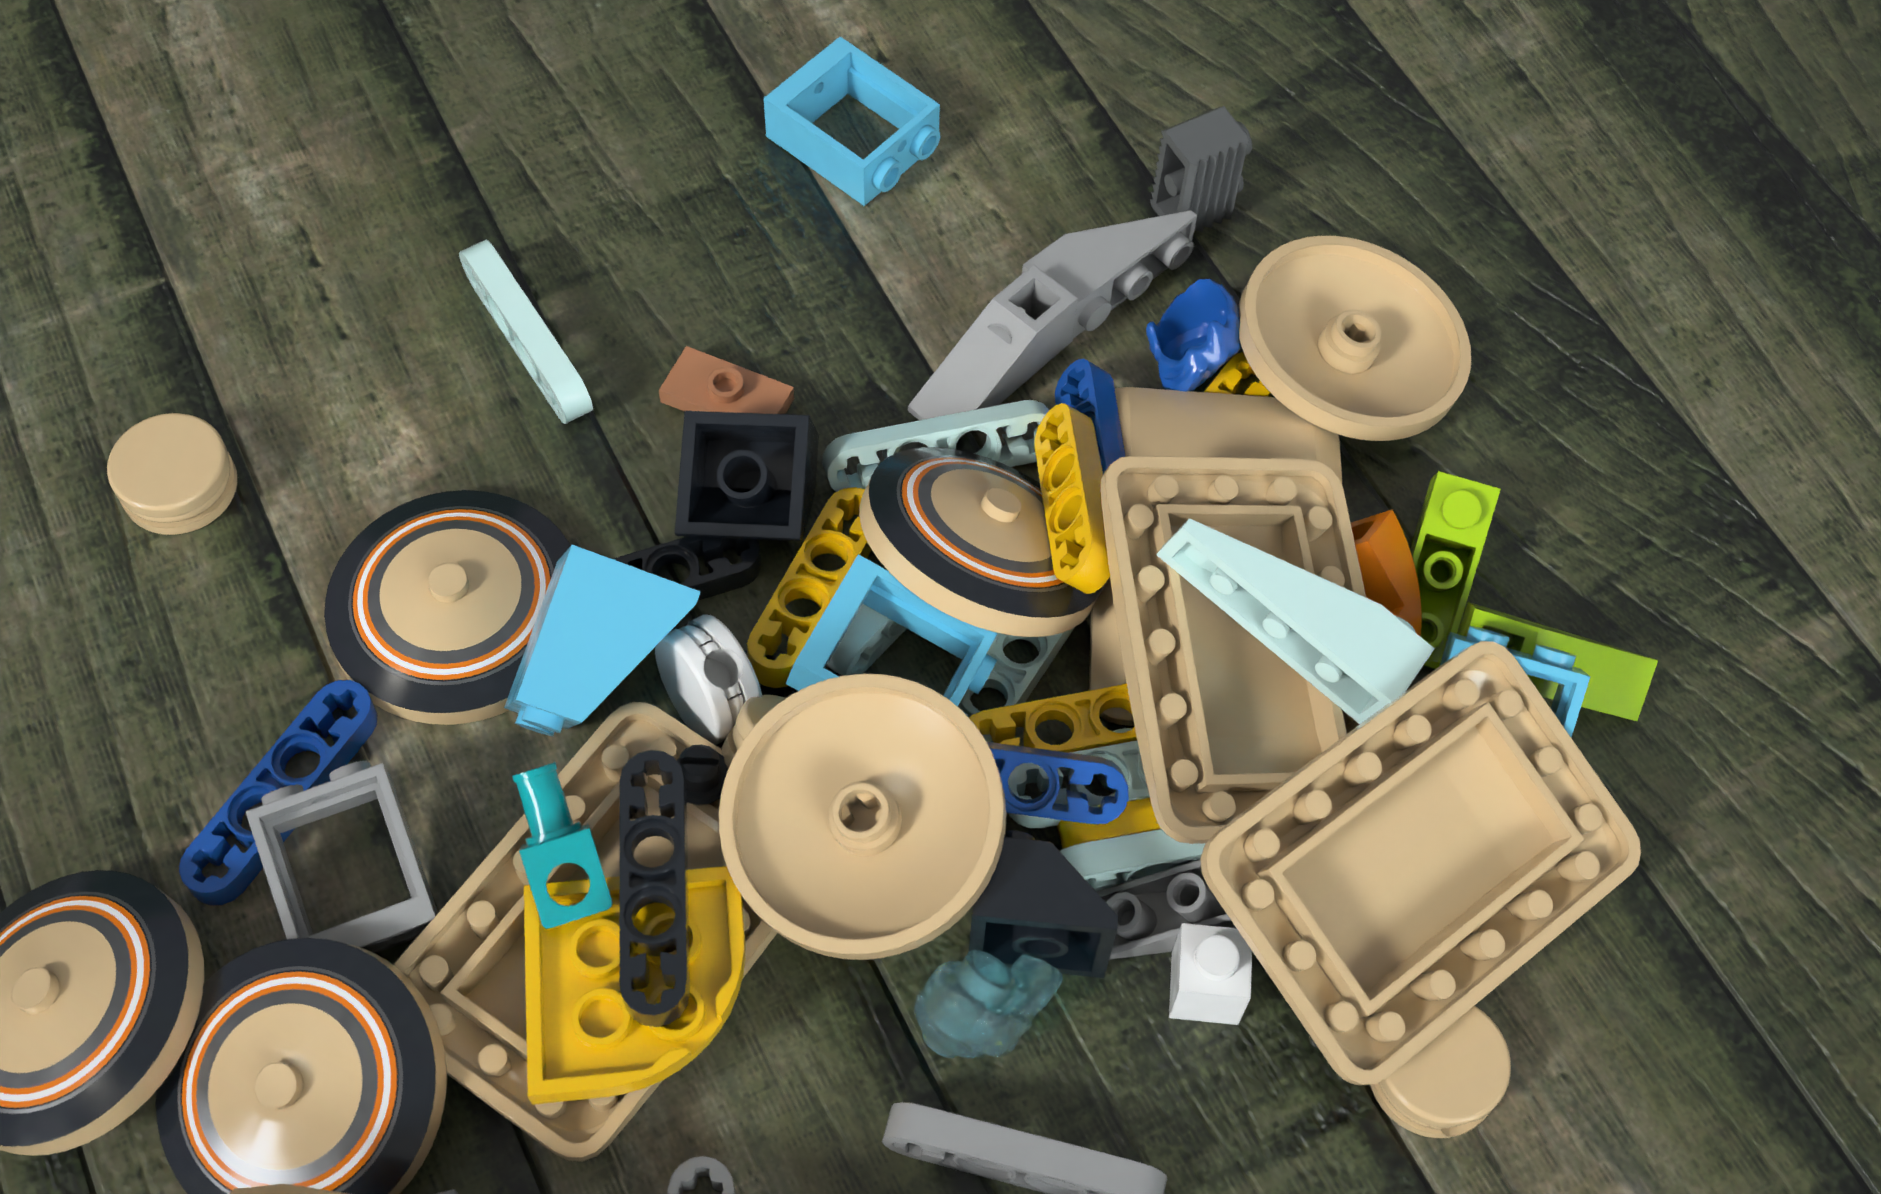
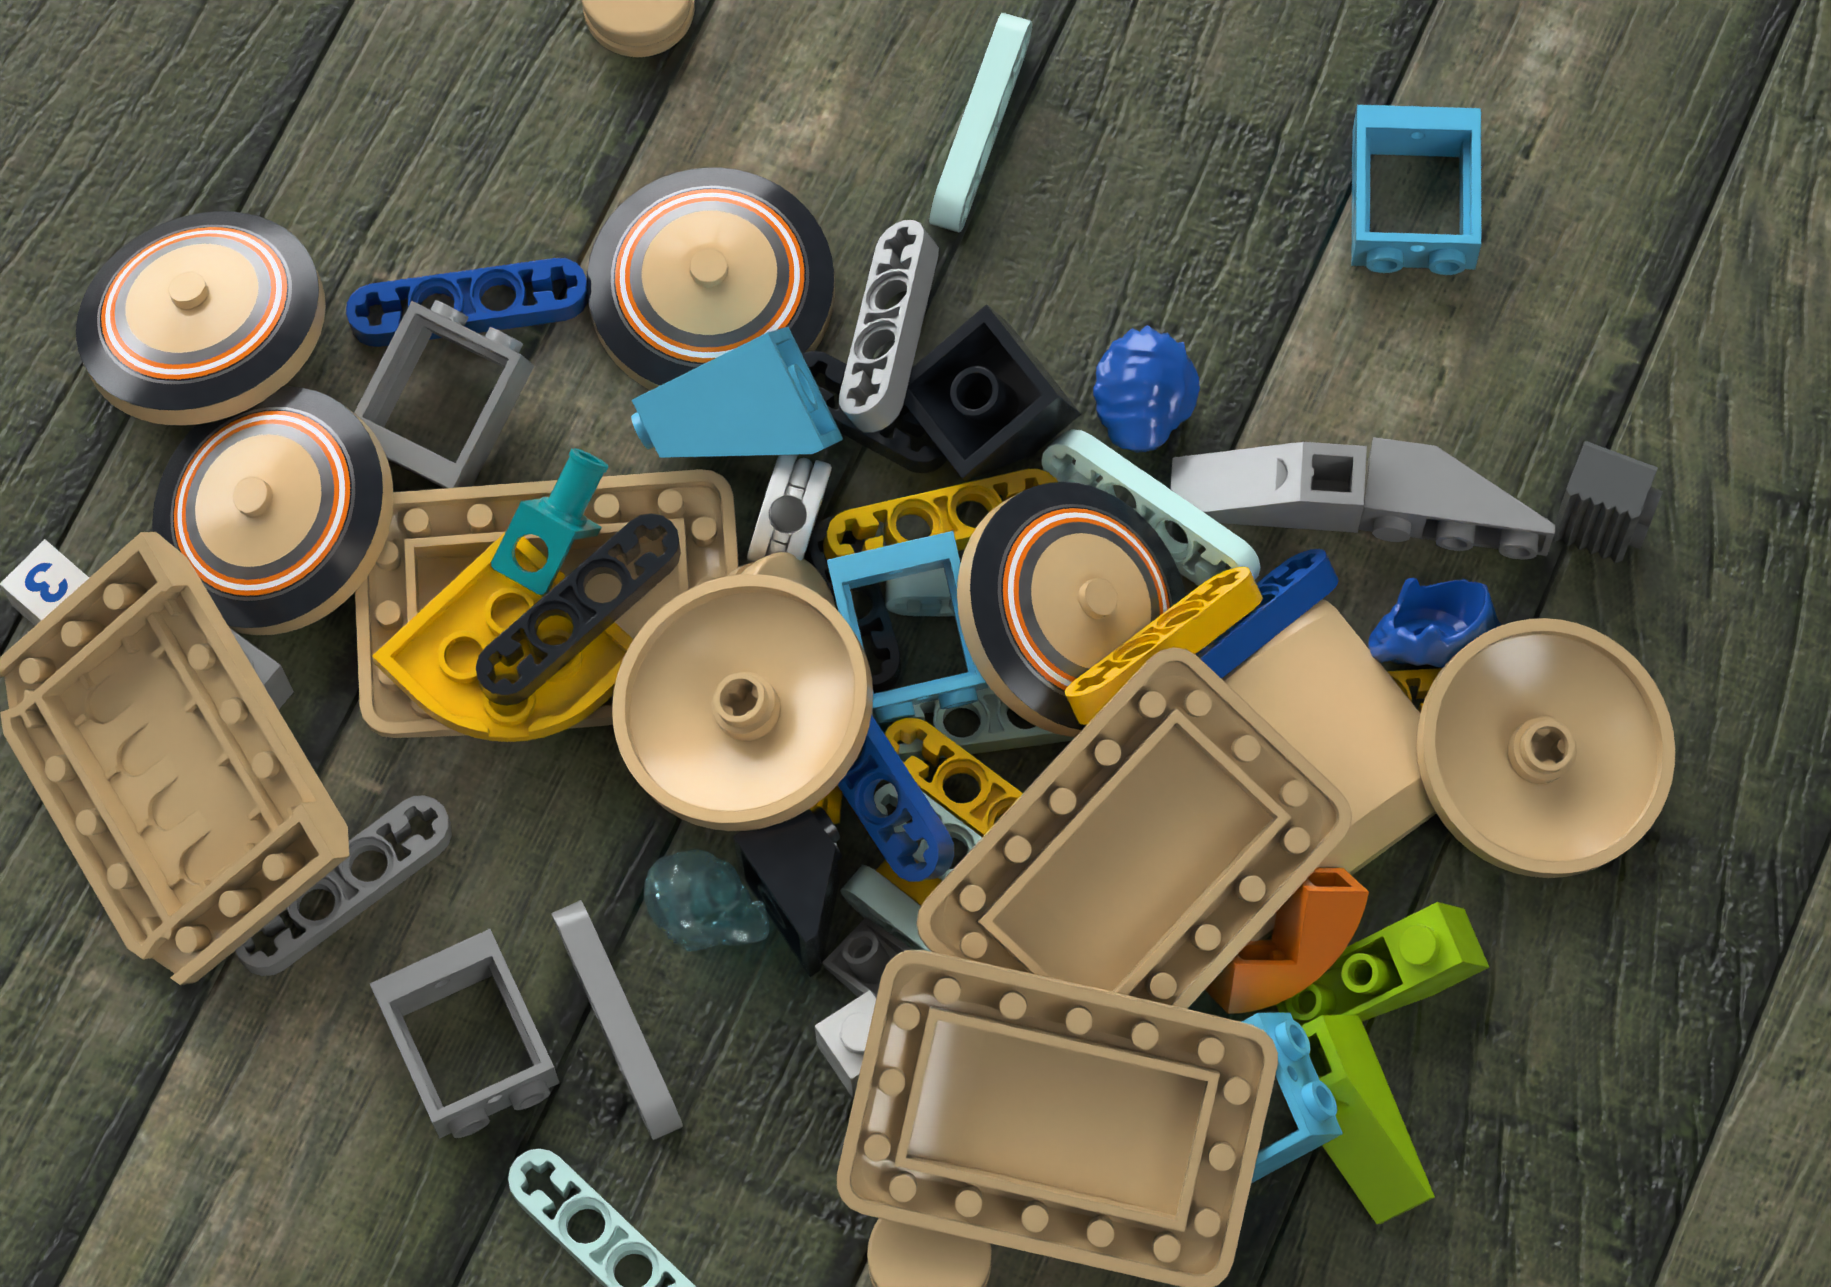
camera: 55 degrees right, 10 degrees up
(620, 503) = (877, 388): none -> light grey beam
(703, 774) = (699, 565): black piece -> none
(715, 385) = (1063, 314): nougat plate -> none
(840, 380) = (1144, 389): none -> blue hair
(1323, 631) = (1181, 923): light aqua slope -> none

